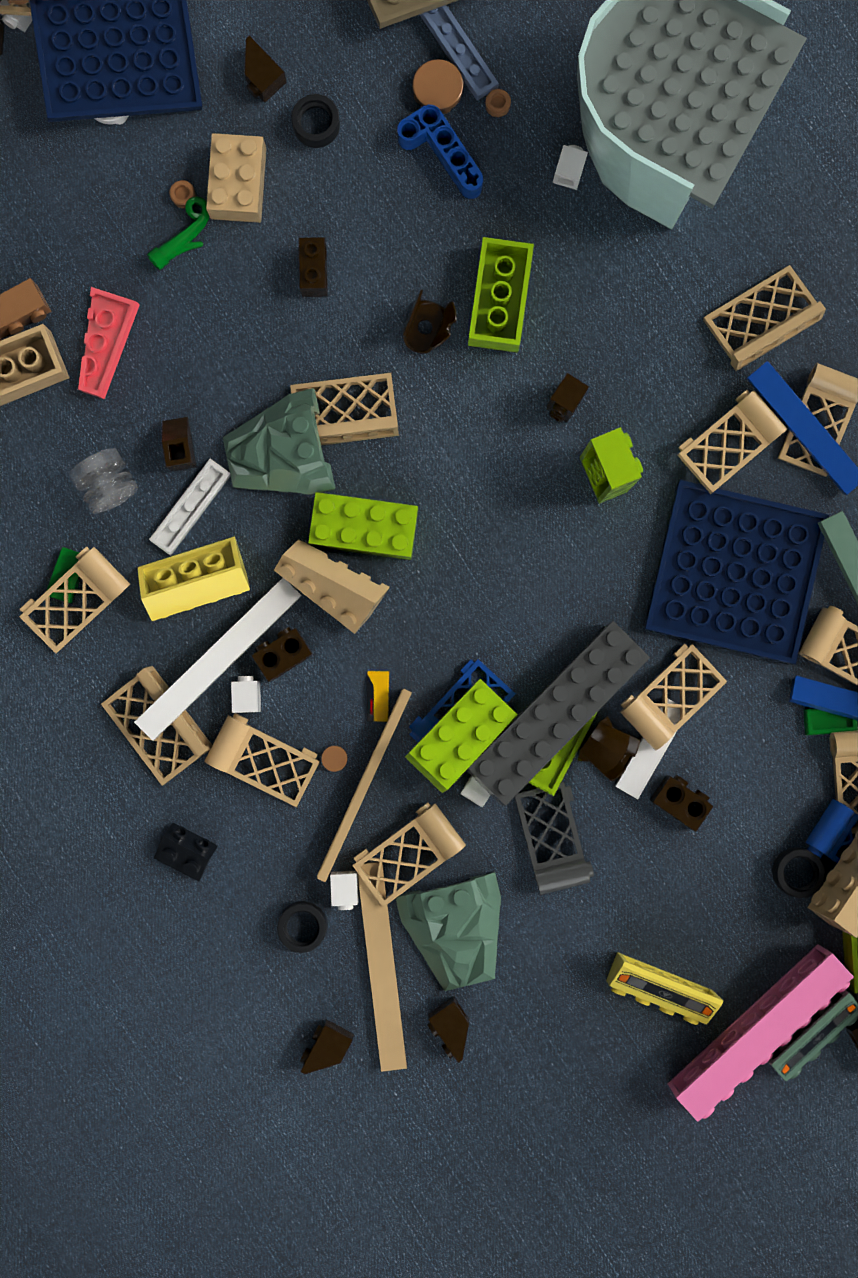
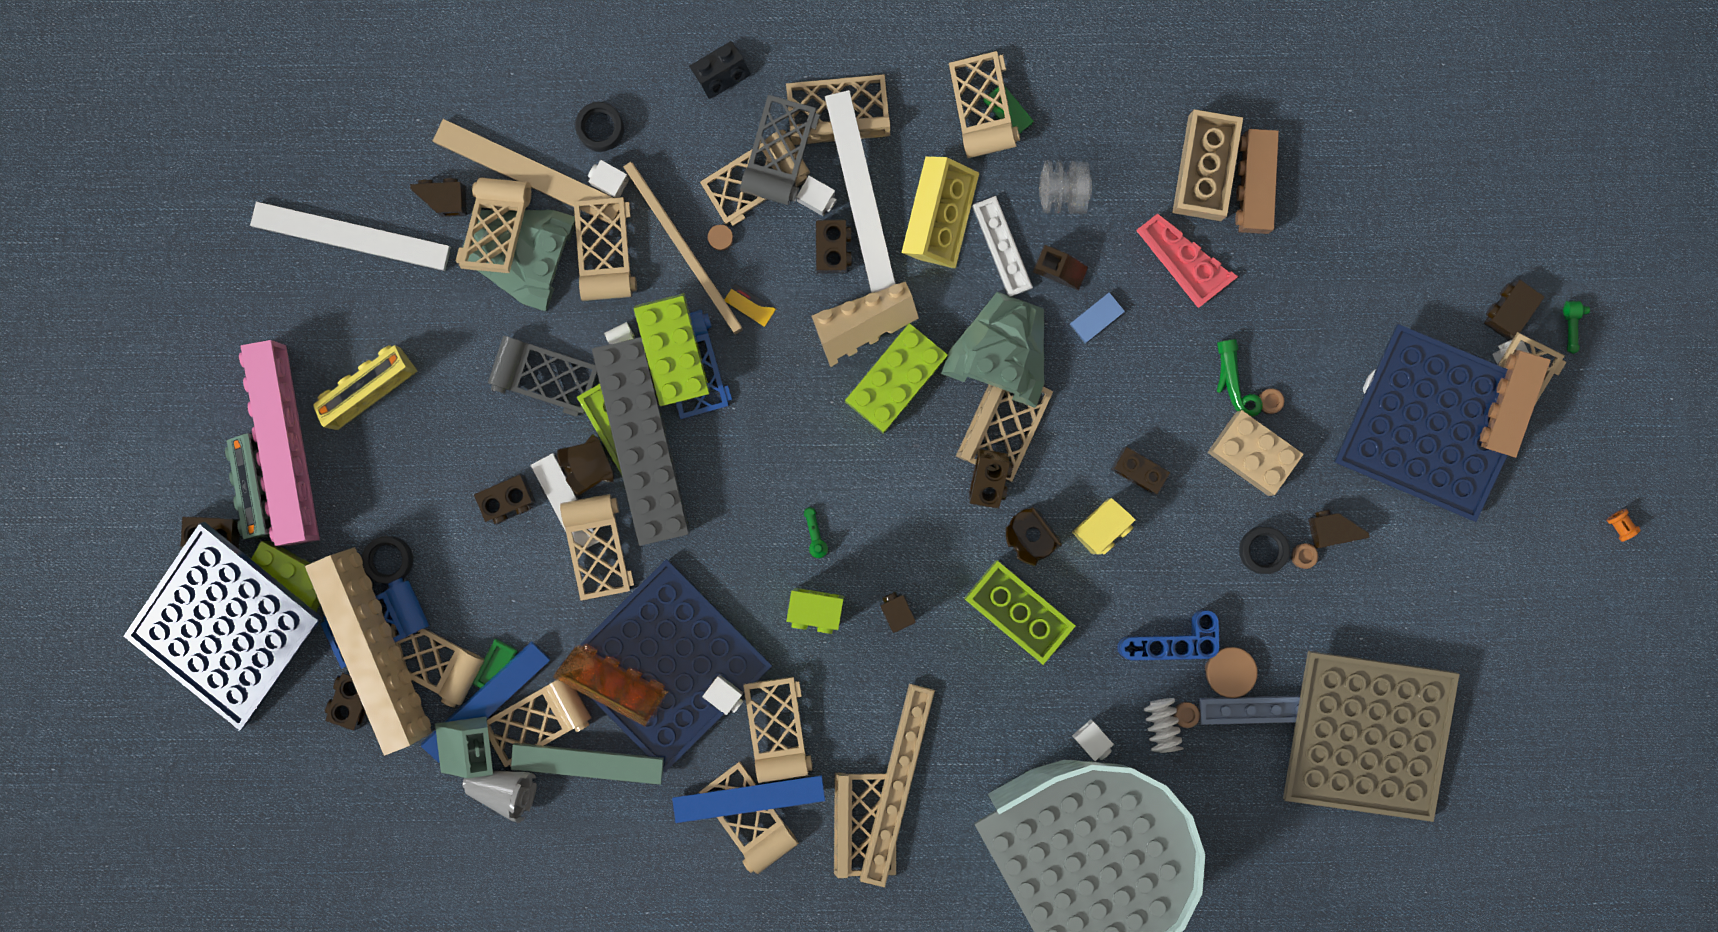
camera: 125 degrees right, 0 degrees up
(202, 386) = (1097, 317): none -> medium blue tile
(259, 742) = (769, 182): none -> dark grey piece
(299, 85) = (1304, 556): none -> medium nougat tile
(329, 1047) = (488, 88): dark brown slope -> none
(381, 266) = (1103, 527): none -> light yellow slope
(403, 395) = (984, 478): none -> dark brown brick
(421, 981) = (499, 195): none -> tan piece
(519, 113) = (1163, 725): none -> white piece
(536, 1088) = (350, 236): none -> white tile
(552, 504) = (817, 548): none -> green piece
(713, 310) = (896, 785): none -> tan tile
(732, 503) = (724, 695): none -> white brick
(787, 602) = (612, 684): none -> clear orange slope

